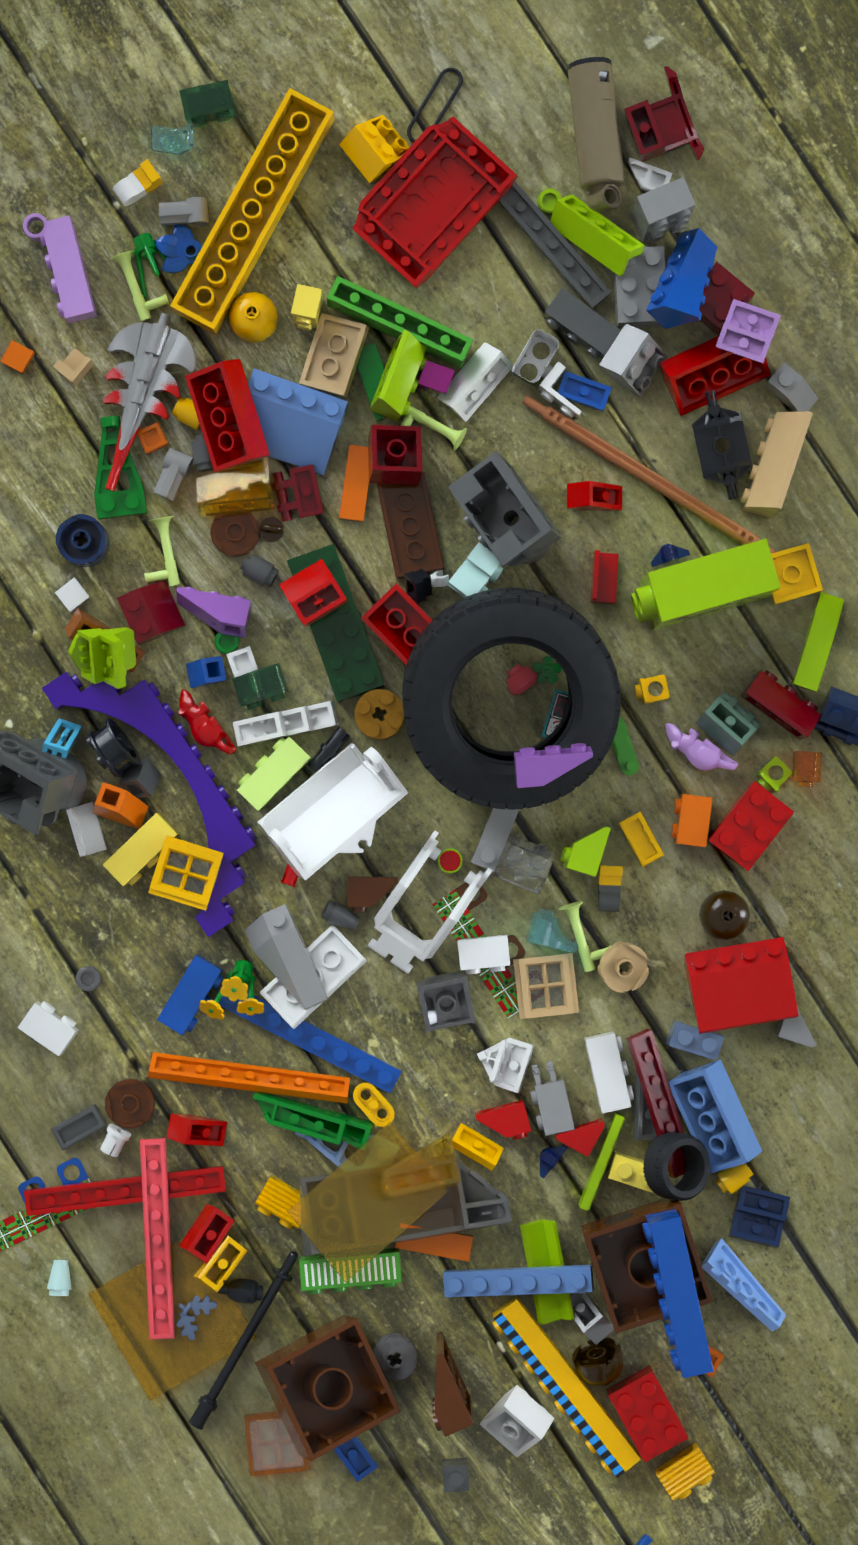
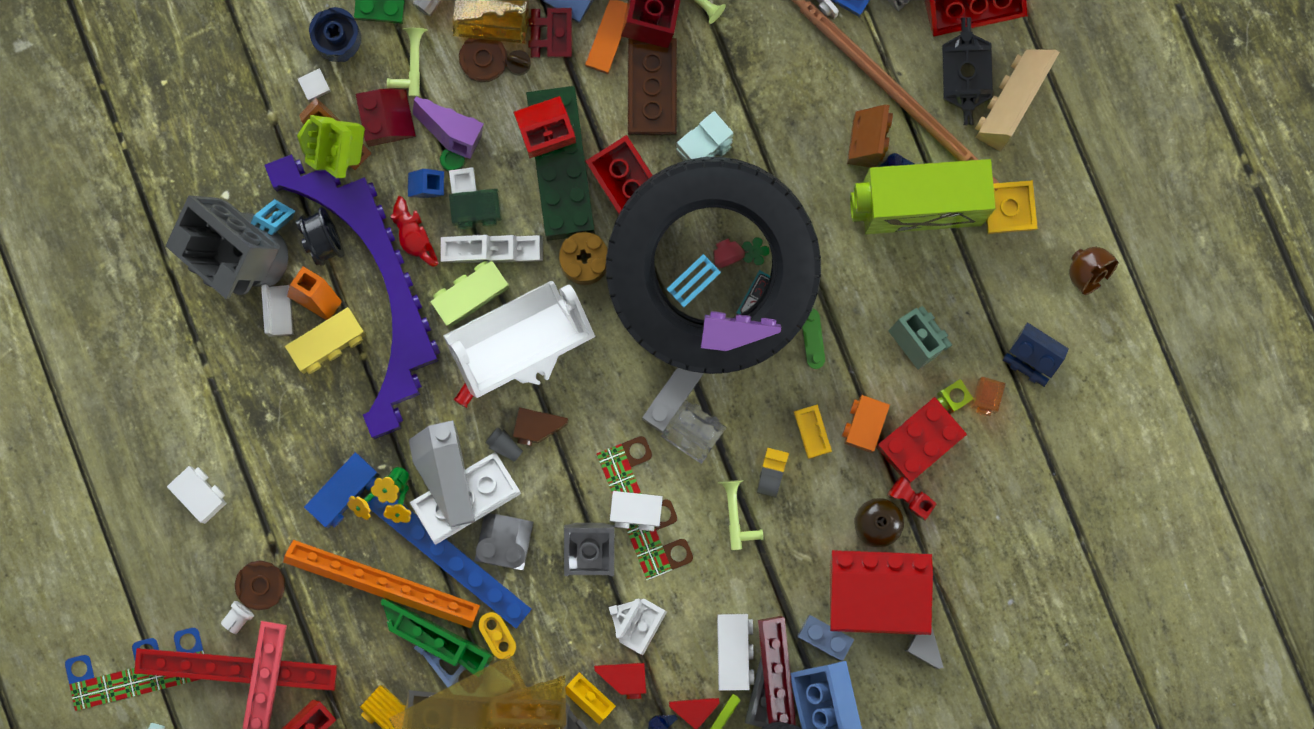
camera: 10 degrees right, 5 degrees down
(78, 1127) = (204, 598): dark grey tile -> none
(88, 978) = (246, 455): flat silver tile -> none
(140, 779) = (340, 272): dark grey panel -> none
(186, 872) = (363, 370): yellow piece -> none
(196, 1130) = (319, 624): red slope -> none
(259, 570) = (498, 98): dark grey brick -> none
(329, 749) = (528, 282): black pin -> none
(360, 1011) = (504, 541): none -> flat silver slope
(401, 942) = (554, 478): white piece -> none
(420, 584) = (650, 141): black piece -> none
(450, 860) = (622, 414): red tile -> none
(483, 740) = (677, 295): none -> medium azure tile
(491, 499) = (735, 78): dark grey brick -> none
(545, 932) = (701, 503): clear light blue arch -> none
(545, 985) = (690, 555): tan piece -> none
(552, 1102) = (672, 670): light grey hinge -> none
(586, 852) = (754, 430): lime slope -> none
(594, 496) = (834, 94): red slope -> none
(604, 577) = (828, 174): red panel -> none
(637, 533) = (869, 135): none -> dark orange slope
(637, 964) = (756, 552): tan plate -> none
(642, 689) = (843, 286): yellow bracket -> none
(700, 754) = (887, 361): lavender animal -> none
(759, 888) = (919, 503): none -> red leg
(781, 704) = (975, 329): dark red slope -> none
(791, 389) = (1044, 30): light grey slope -> none
(818, 642) = (1023, 277): lime slope -> none

